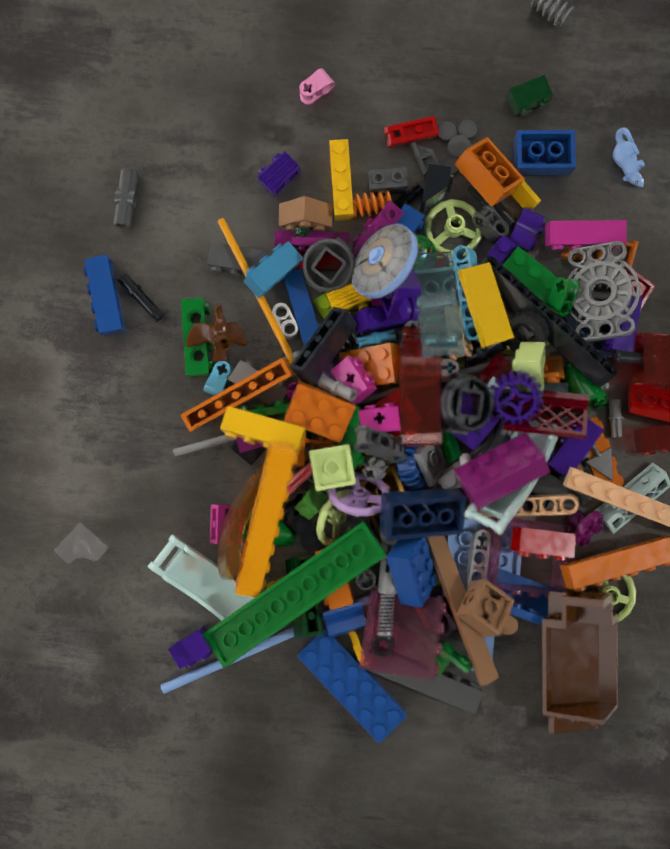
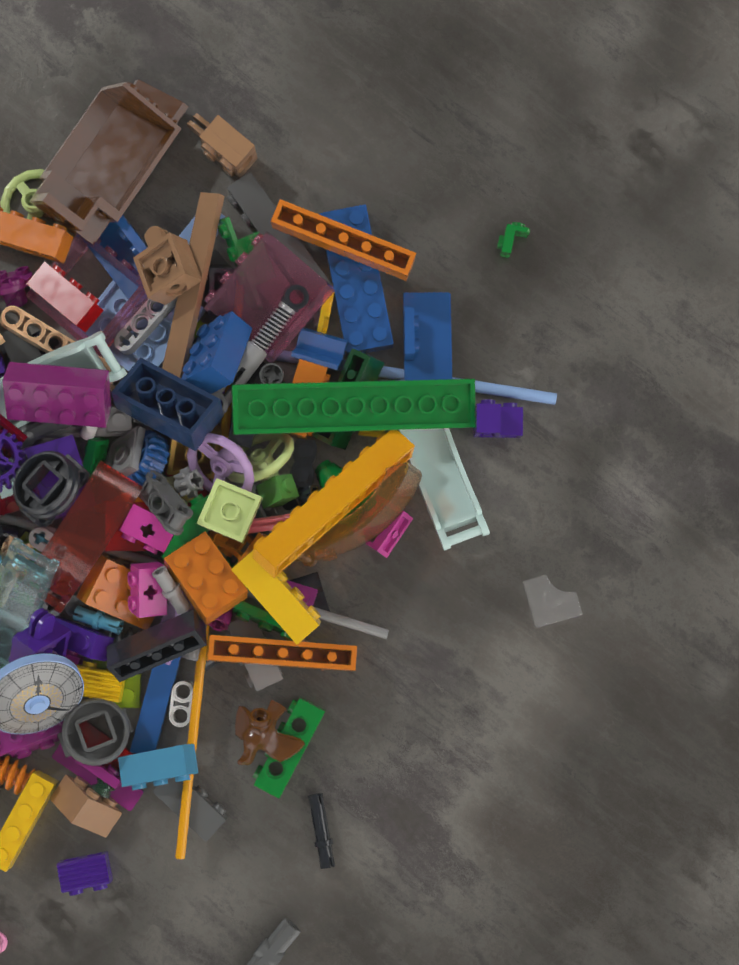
camera: 155 degrees left, 0 degrees up
(104, 295) = (359, 857): blue brick -> none
(216, 382) = (297, 682): medium azure piece -> none
(265, 779) = (505, 241): none -> green bracket
(278, 676) = (427, 336): none -> blue bracket
(376, 708) = (343, 240): none -> orange brick
(505, 722) = (225, 145): none -> medium nougat brick

